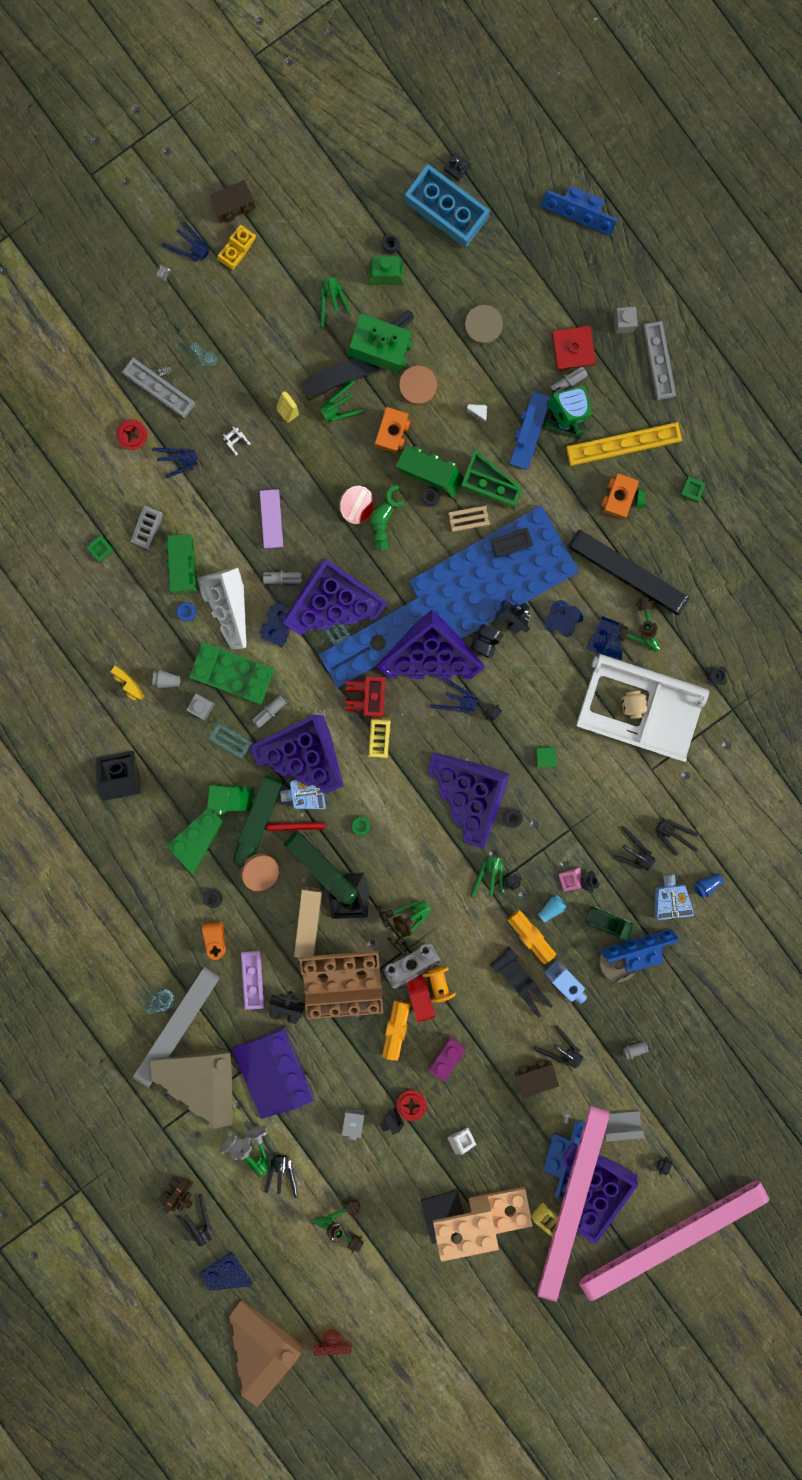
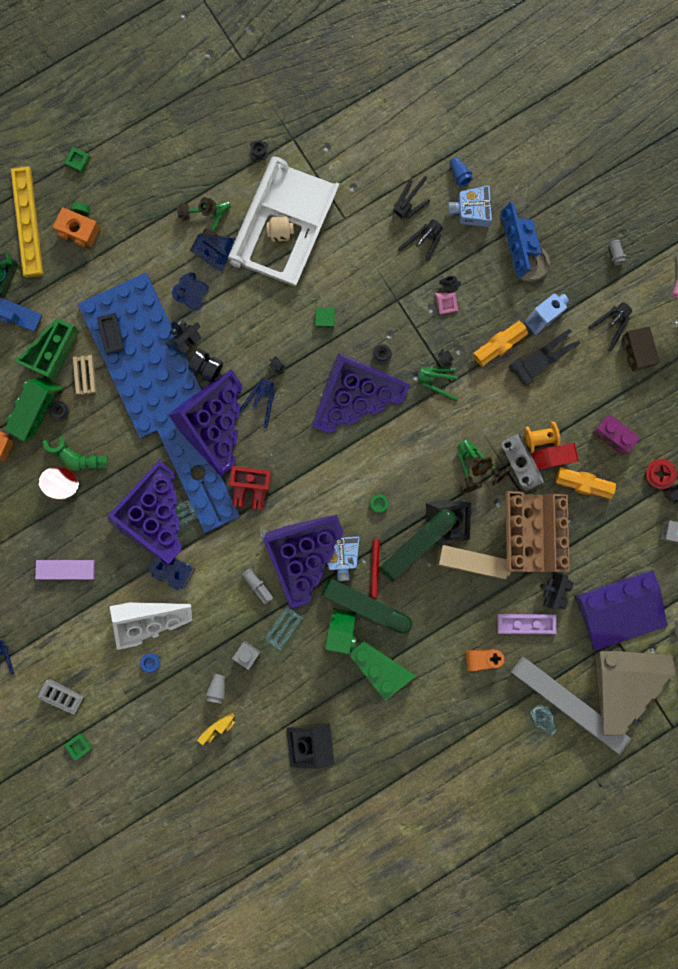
camera: 80 degrees left, 5 degrees down
(181, 564) = (101, 663): green wedge -> none
(208, 902) = (441, 664): black plate -> none
(232, 673) = (215, 621): green piece -> none
(259, 872) = (418, 607): nougat tile -> none
(282, 578) = (125, 563): light grey axle -> none
(379, 720) = (275, 477): light yellow slope -> none
(552, 908) = (473, 321): medium azure cone -> none
(609, 923) = (491, 267): dark green animal -> none
(628, 572) = (150, 225): black beam -> none

